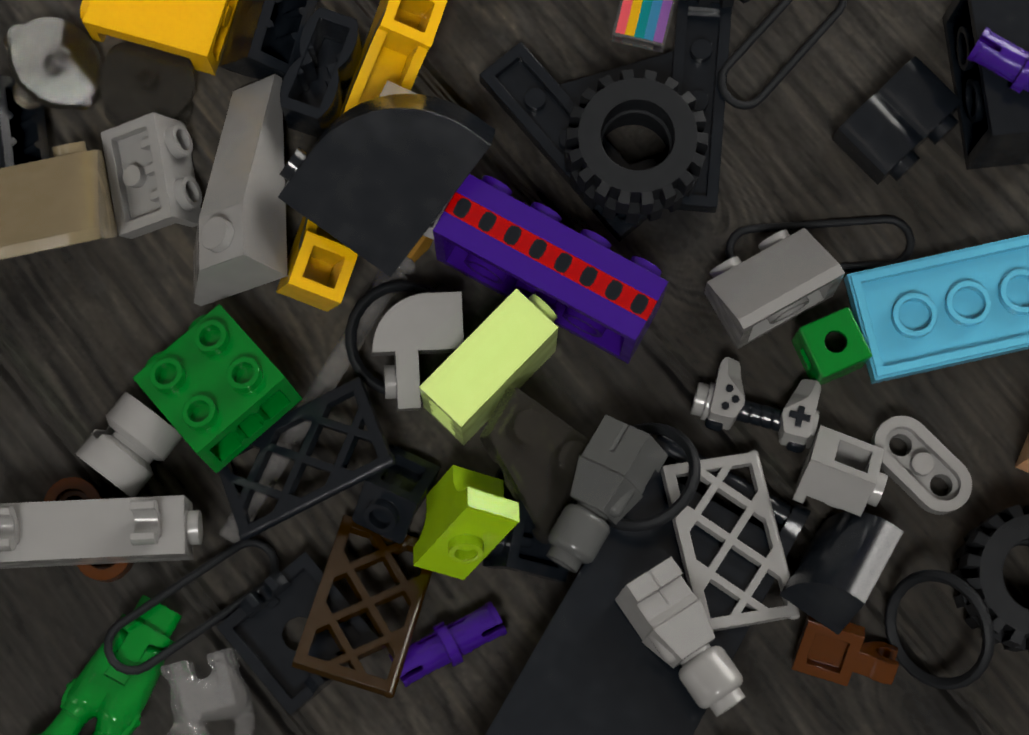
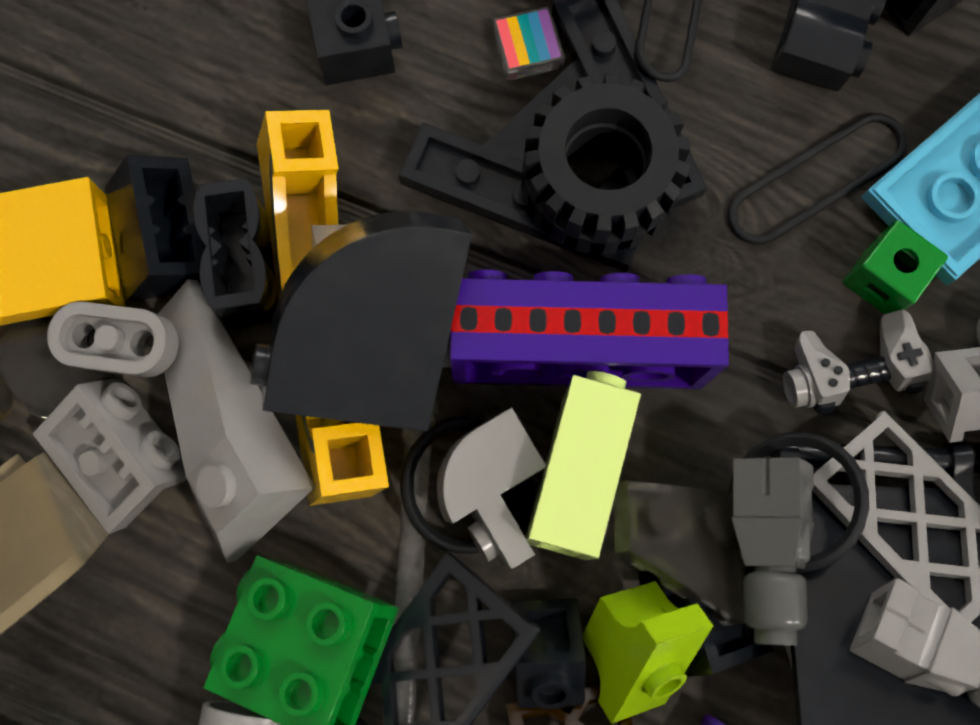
camera: 30 degrees left, 0 degrees up
(200, 92) = (117, 339): none -> light grey plate
(772, 285) = (813, 235): light grey slope -> none

